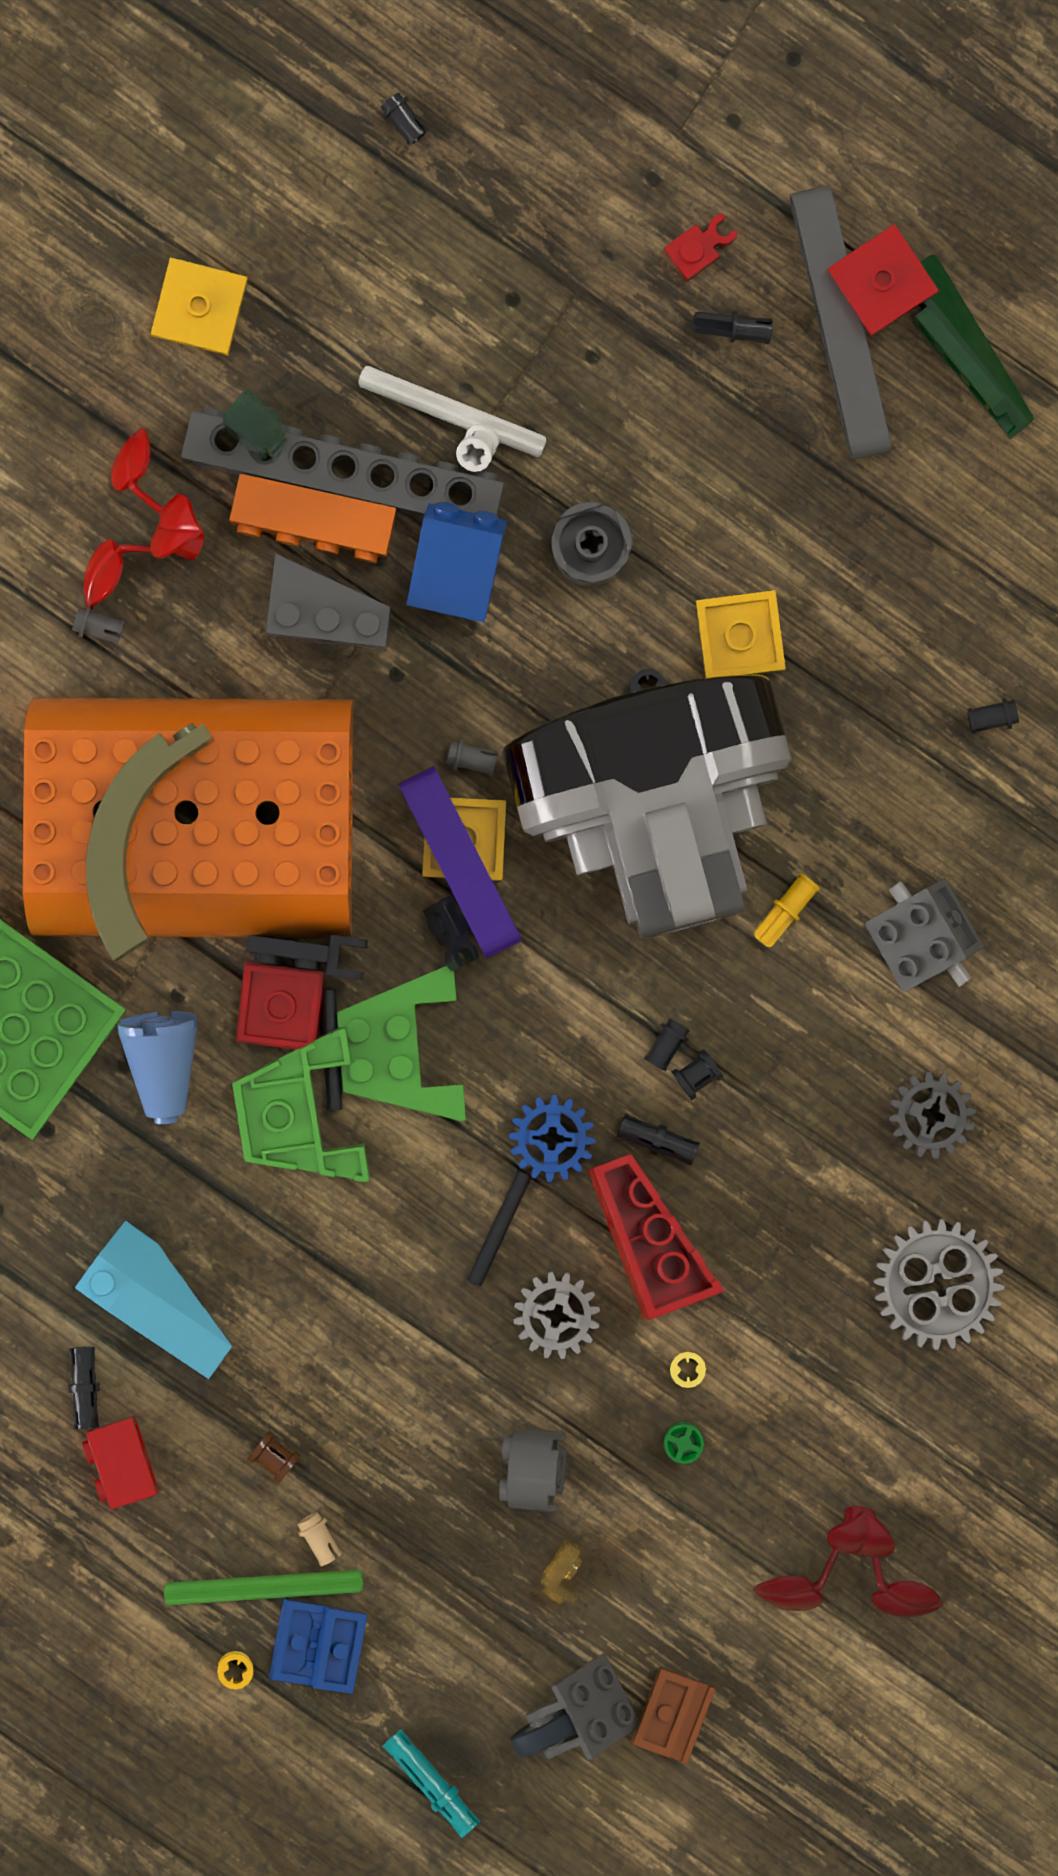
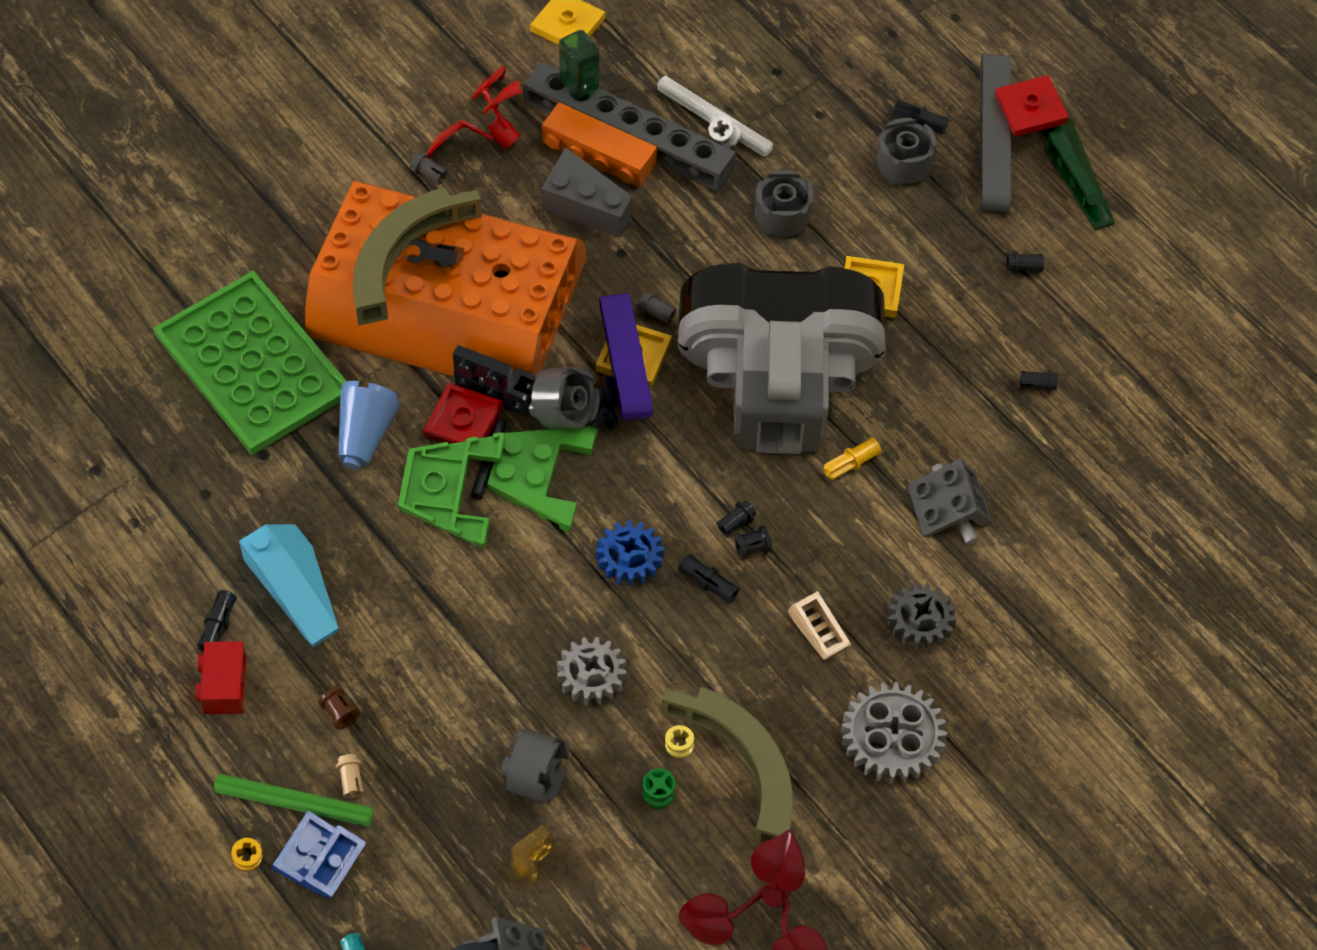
camera: 15 degrees right, 30 degrees down
(184, 827) = (443, 254): none -> black plate
(404, 955) = (564, 398): none -> dark grey brick
(456, 561) = (687, 185): blue brick -> none
(499, 1228) = (569, 605): black bar -> none
(650, 1242) = (680, 636): red wedge -> none
(695, 250) = (910, 74): red plate -> none
(734, 381) = (905, 151): none -> dark grey brick
(783, 1142) = (822, 611): none -> tan slope
(819, 1403) = (751, 742): none -> olive arch
(931, 530) = (1024, 262): none -> black pin

